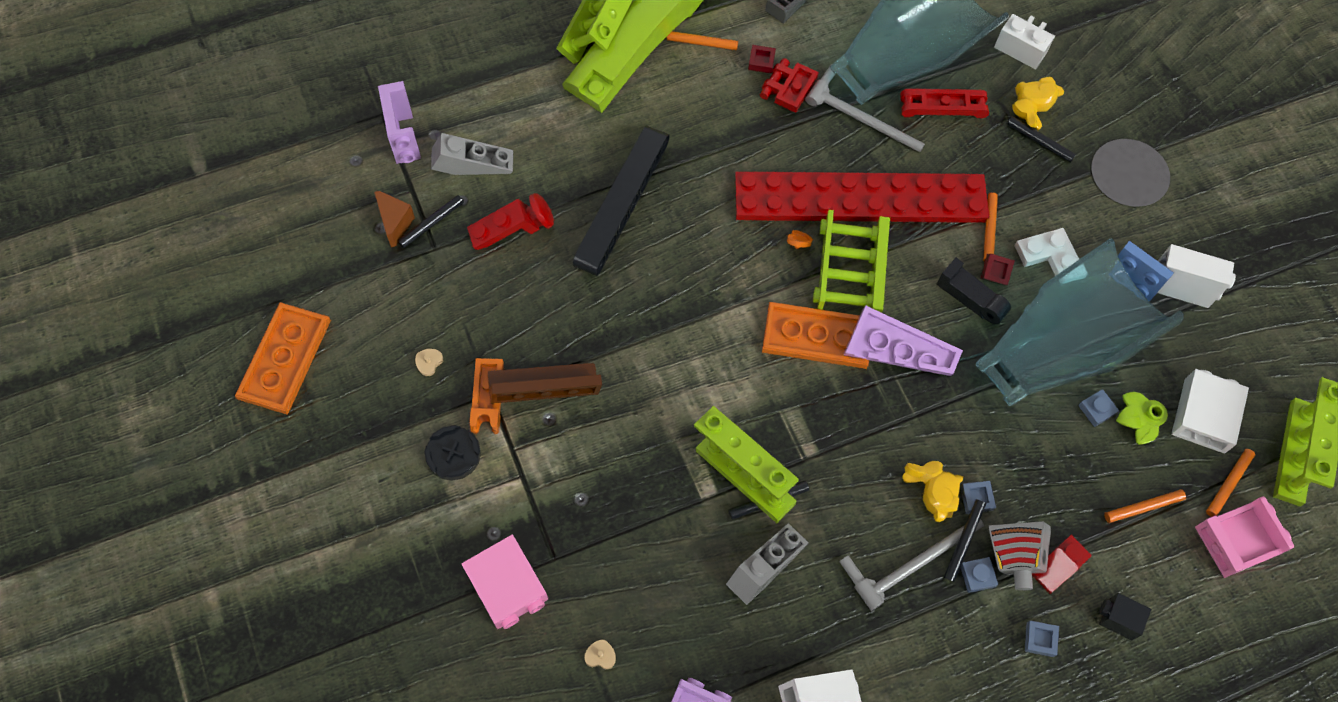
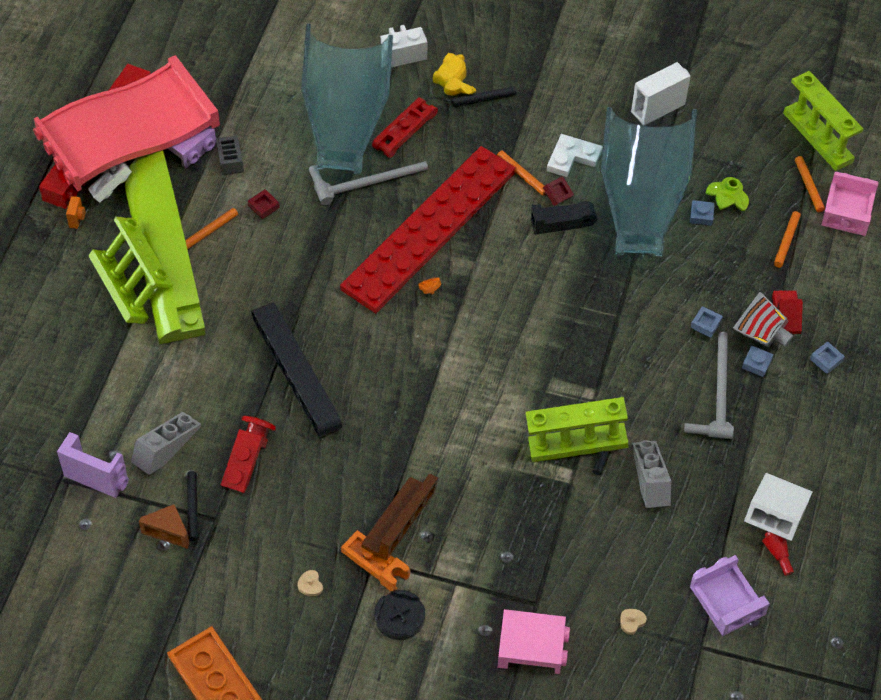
camera: 50 degrees left, 10 degrees down
(796, 87) = (307, 200): red plate -> none
(810, 334) = (510, 328): orange tile -> none
(875, 256) = (486, 249): lime fence -> none
(896, 343) = (563, 284): lavender wing -> none
(940, 488) = (684, 337): yellow animal -> none
(965, 540) = (730, 350): black bar -> none
(1124, 616) = (849, 303): black brick -> none
(1130, 172) = (553, 69): flat silver sticker -> none
(1144, 270) = (637, 111): medium blue plate -> none
(1210, 411) = (756, 156): white brick -> none

